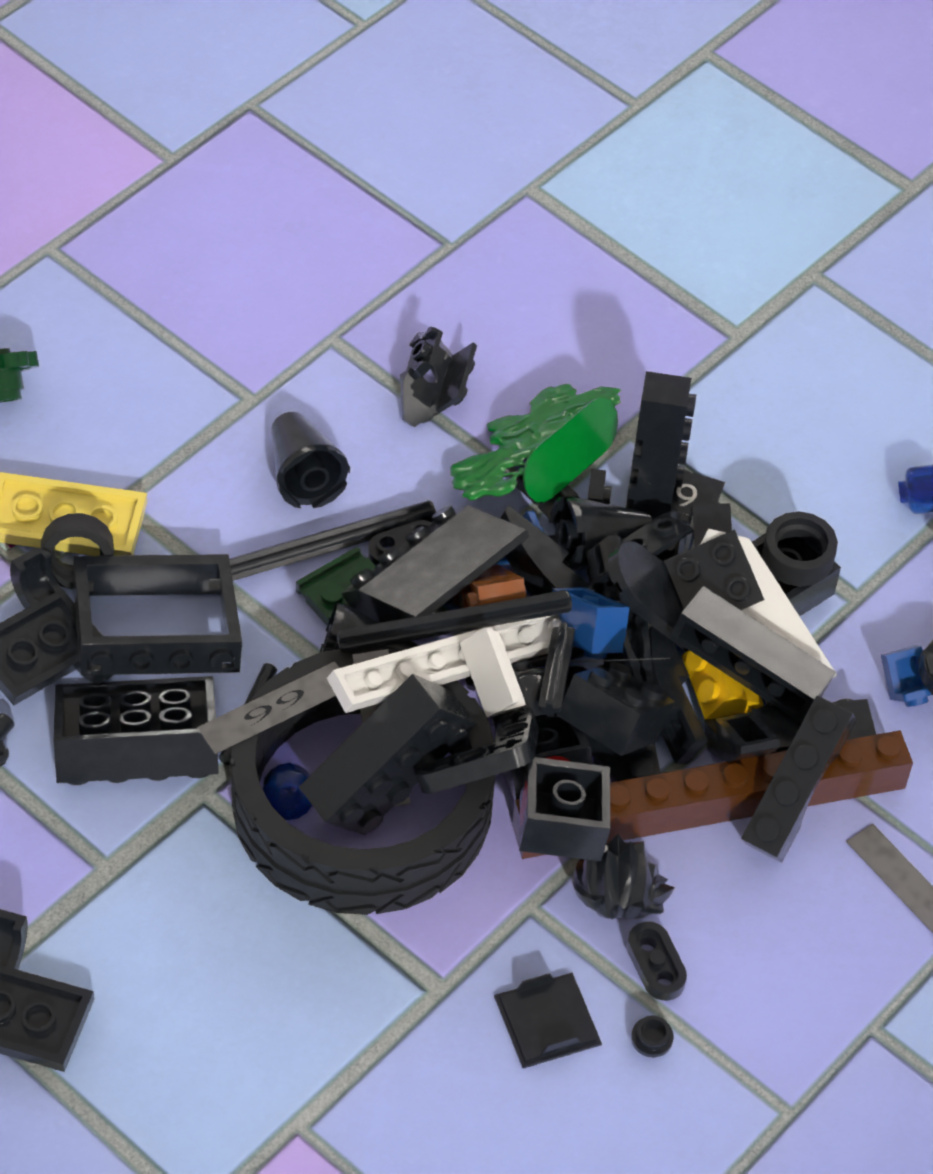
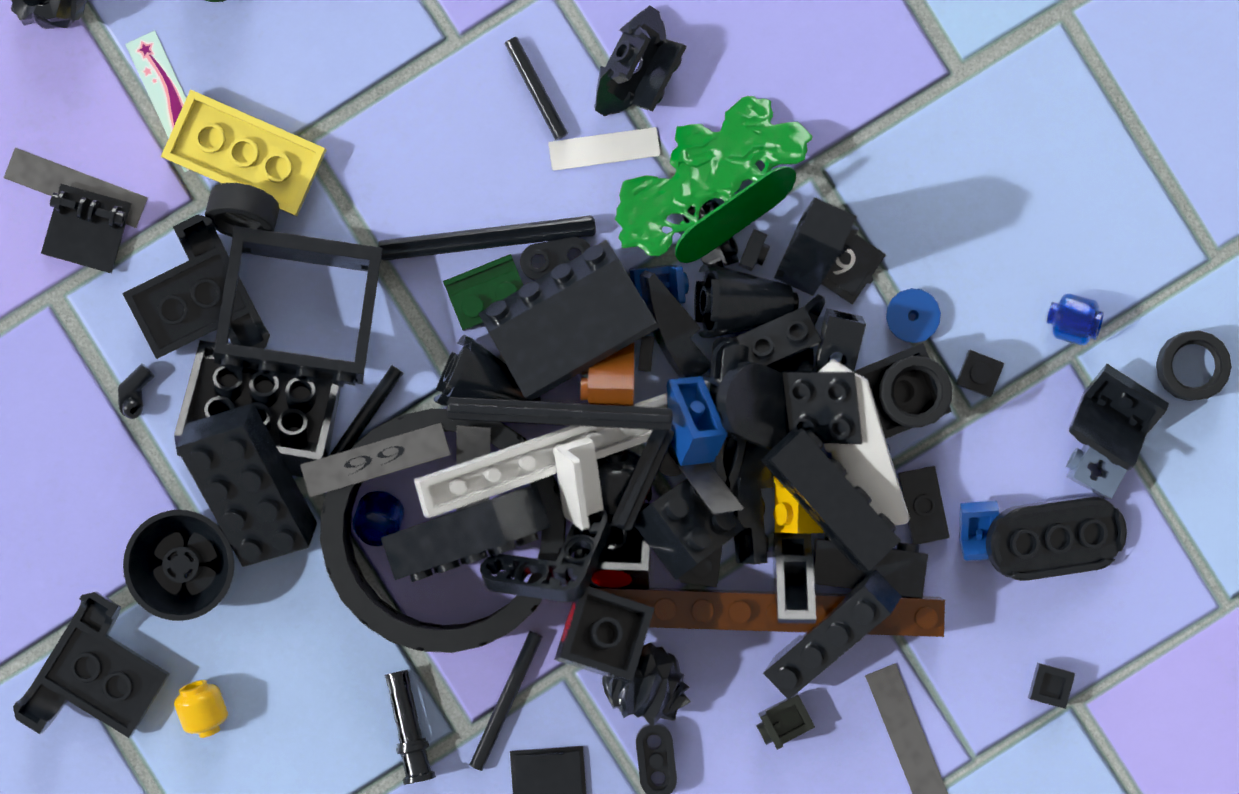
camera: 20 degrees right, 35 degrees up
(85, 867) = (158, 563): none -> black piece
(139, 1018) = (200, 708): none -> yellow head
(143, 767) = (247, 485): none -> black brick
(306, 462) = (482, 144): black cone -> none
(341, 416) = (536, 88): none -> black bar
(384, 1003) = (411, 745): none -> black pin
(422, 453) = (604, 148): none -> white sticker
(474, 945) = (505, 700): none -> black bar
(762, 513) = (913, 315): none -> blue piece
(779, 892) = (784, 721): none -> pearl dark grey bracket
(851, 678) = (924, 505): none -> black plate
(855, 556) = (979, 373): none -> black plate

